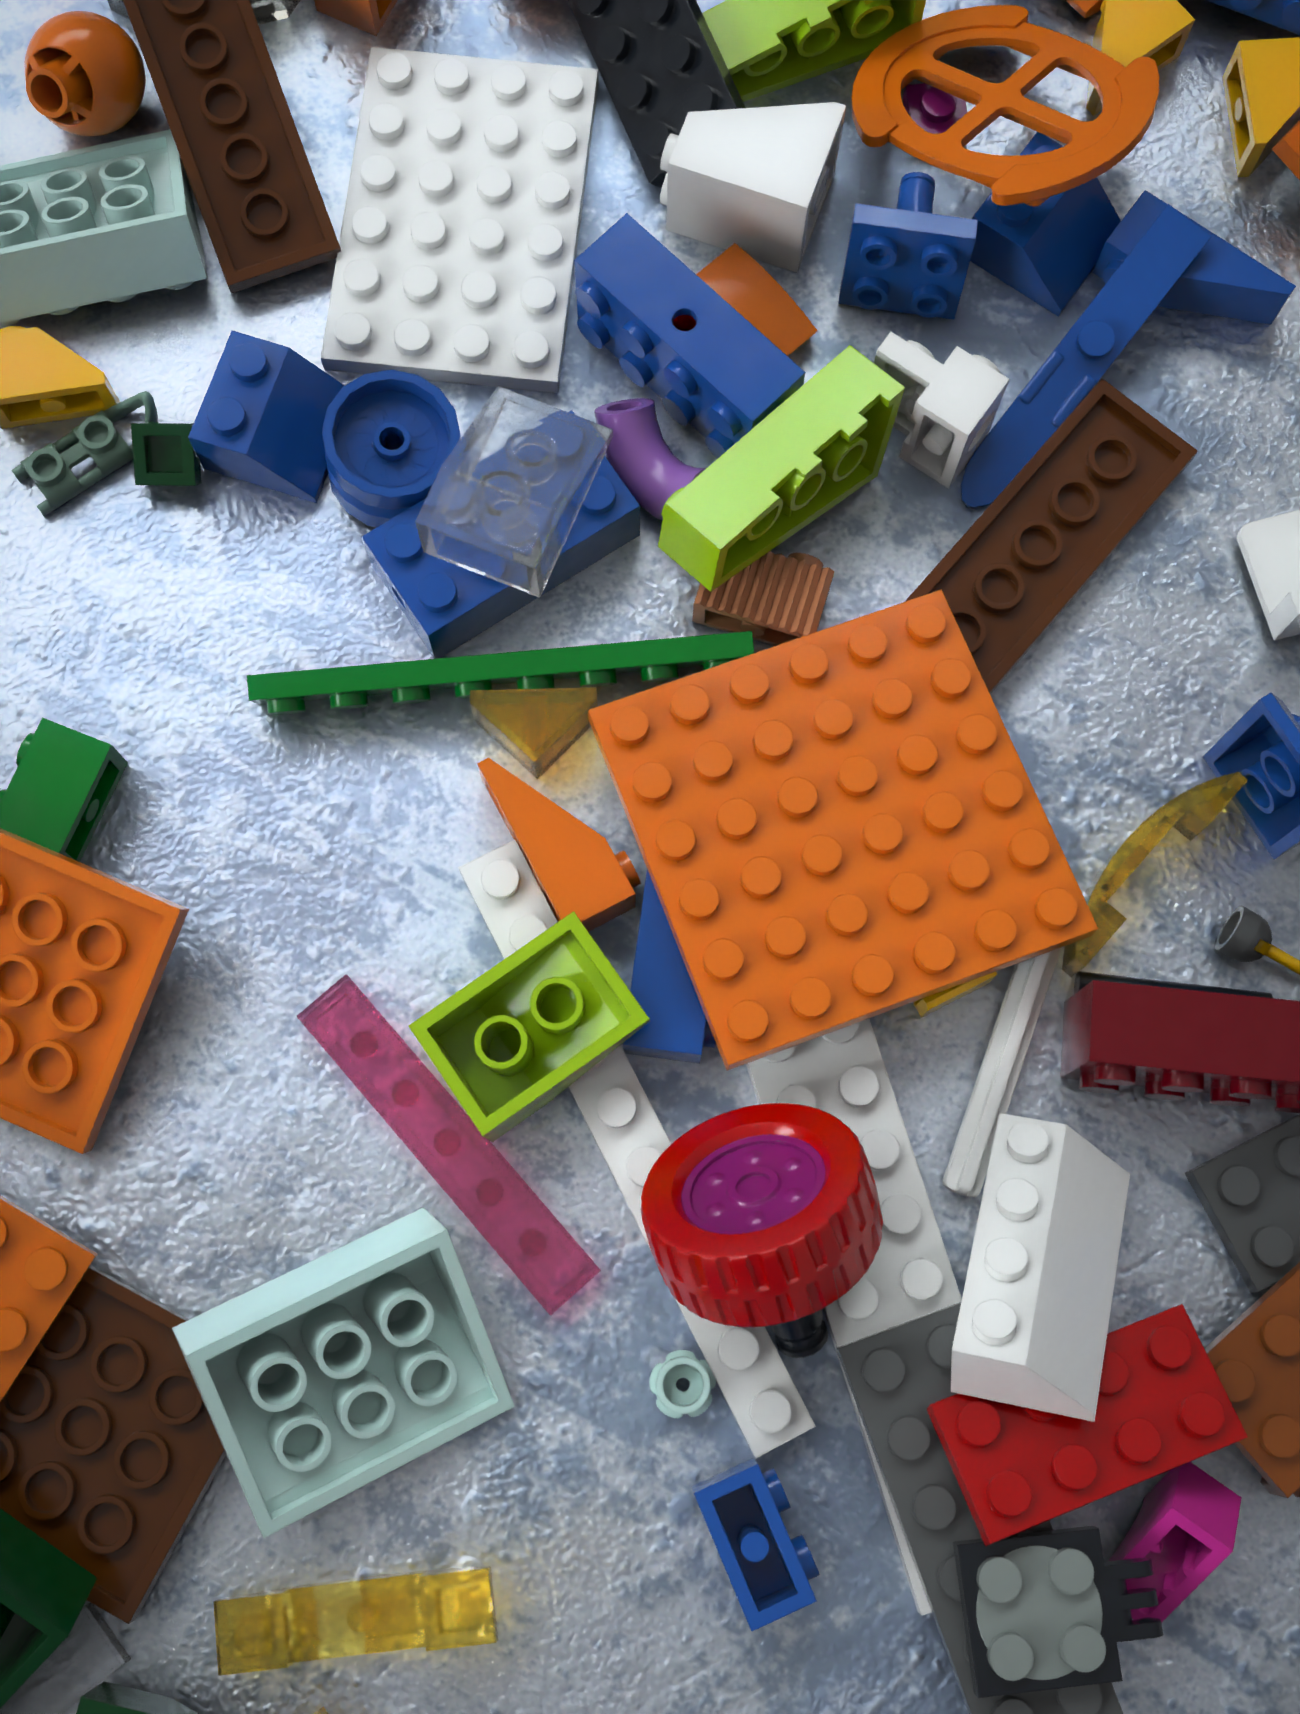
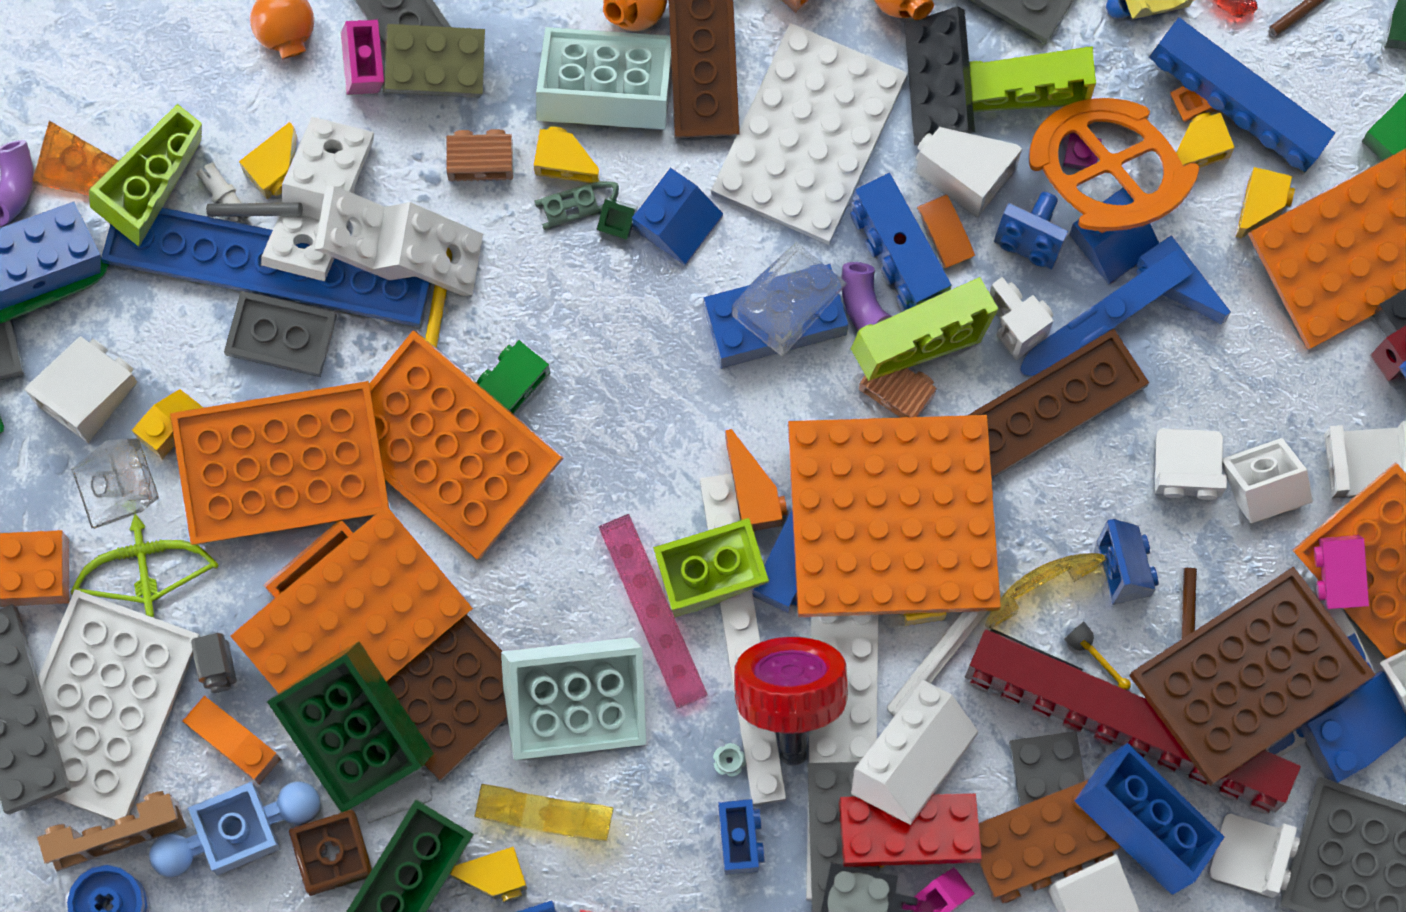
camera: 20 degrees right, 0 degrees up
(387, 443) = (734, 235): blue wheel -> none
(530, 669) = (738, 384): green plate -> none
(534, 723) = (761, 418): clear yellow slope -> none

